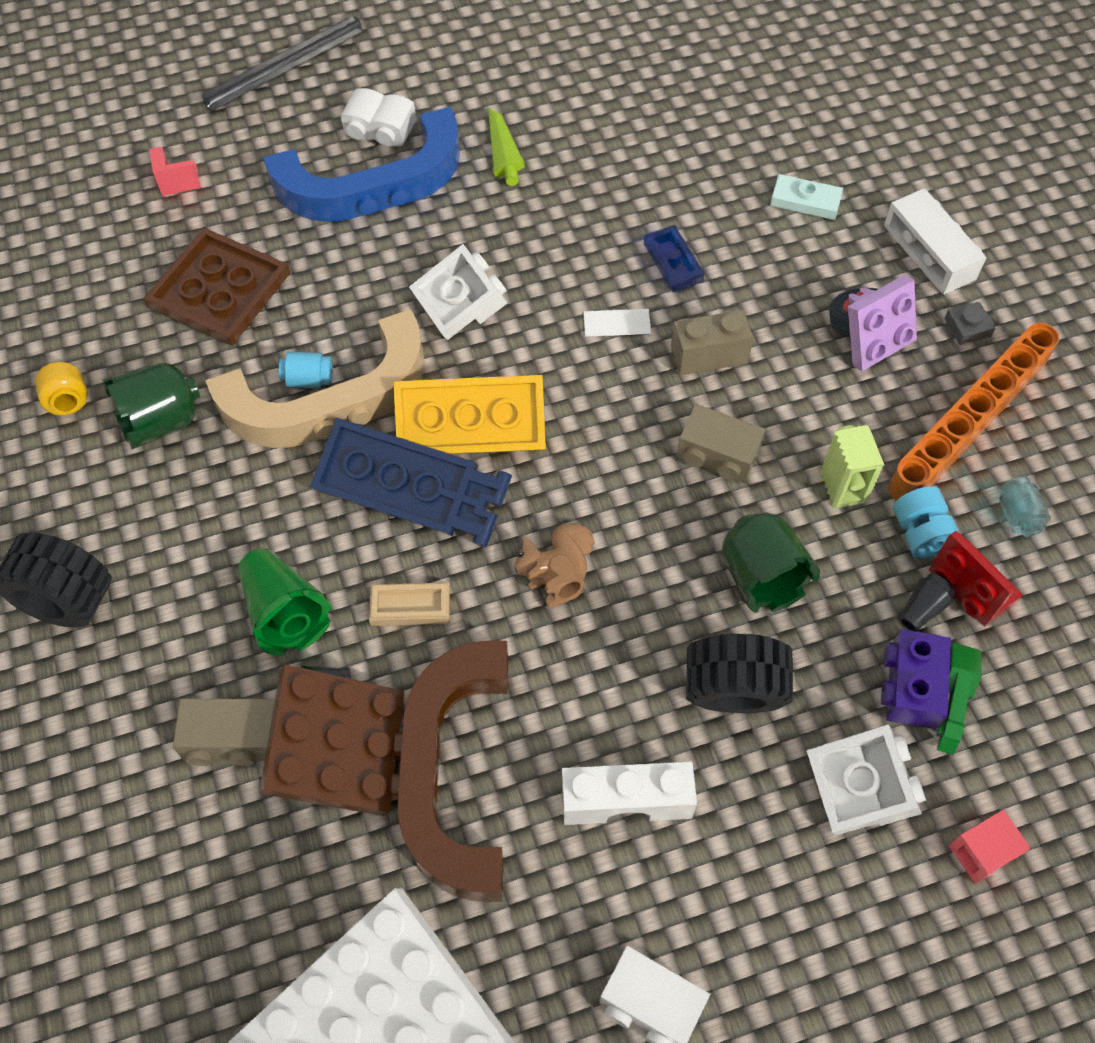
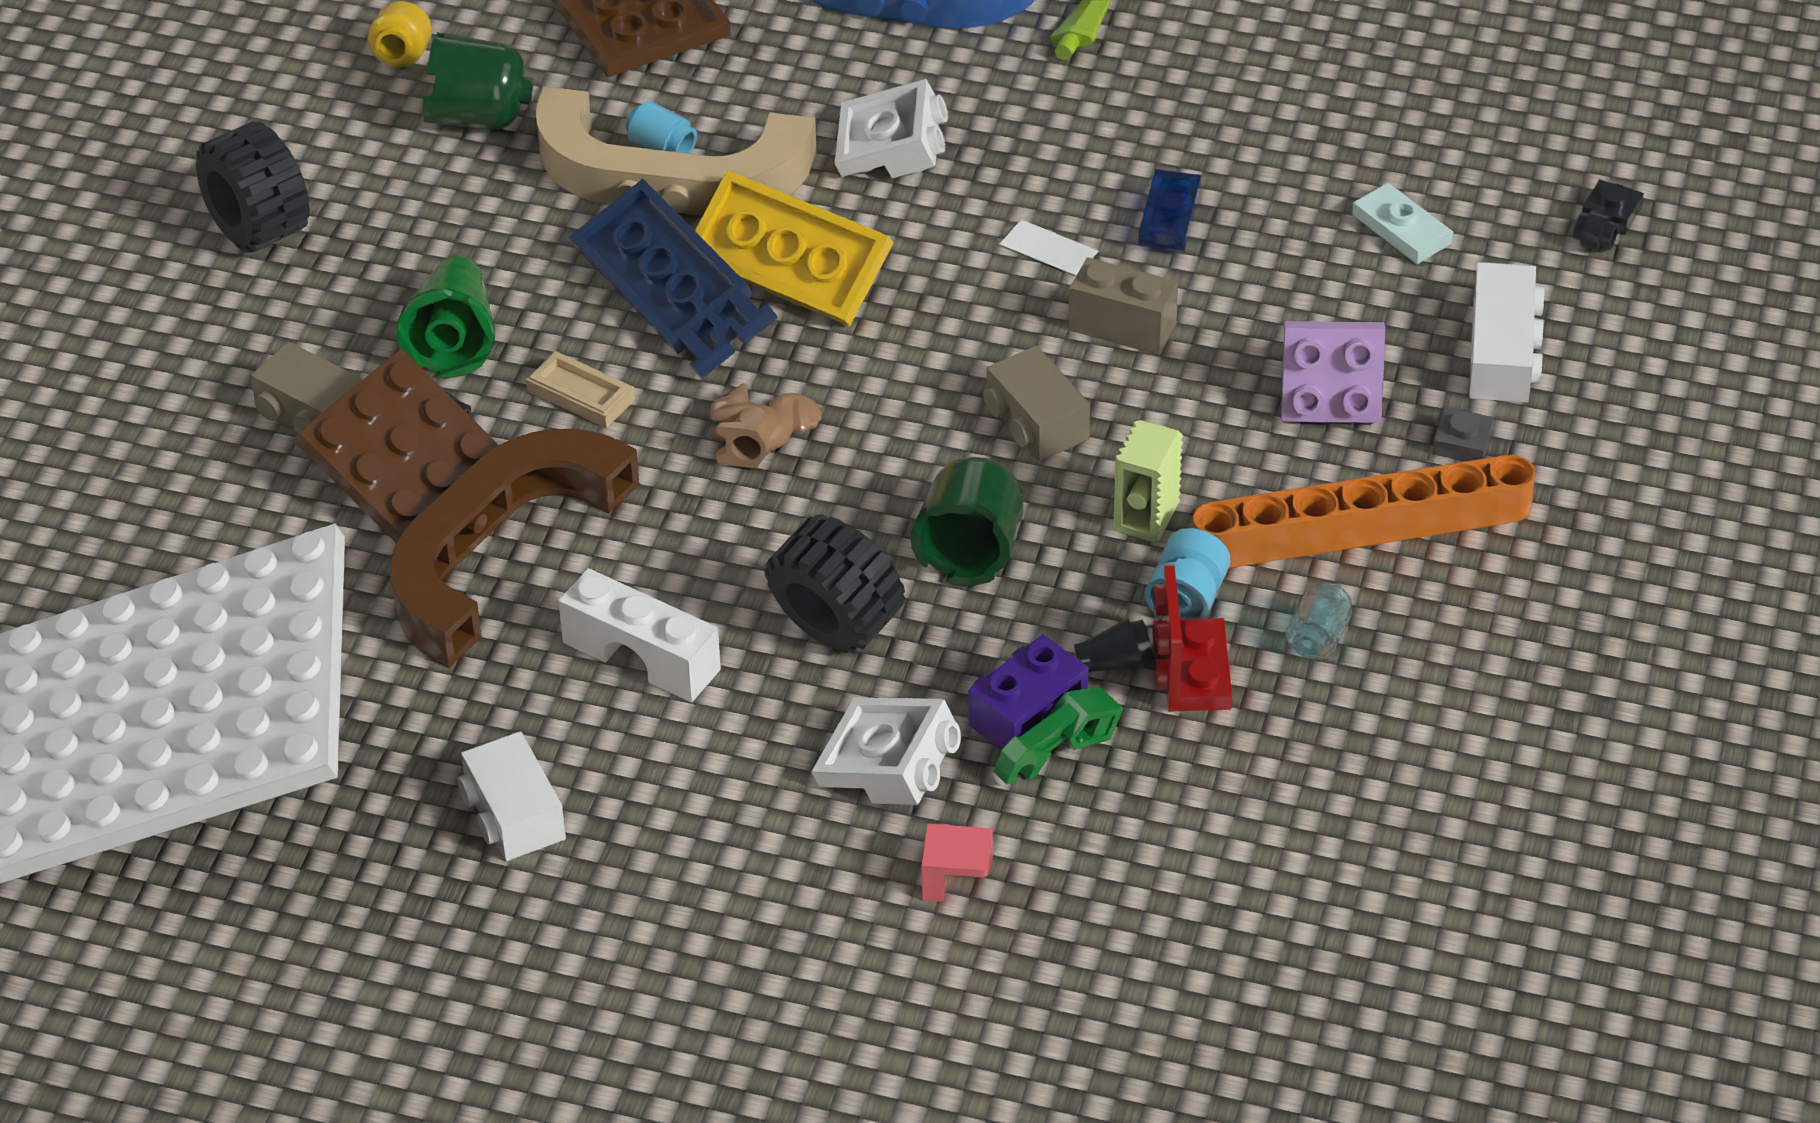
camera: 35 degrees right, 15 degrees down
(910, 132) = (1605, 214): none -> black plate

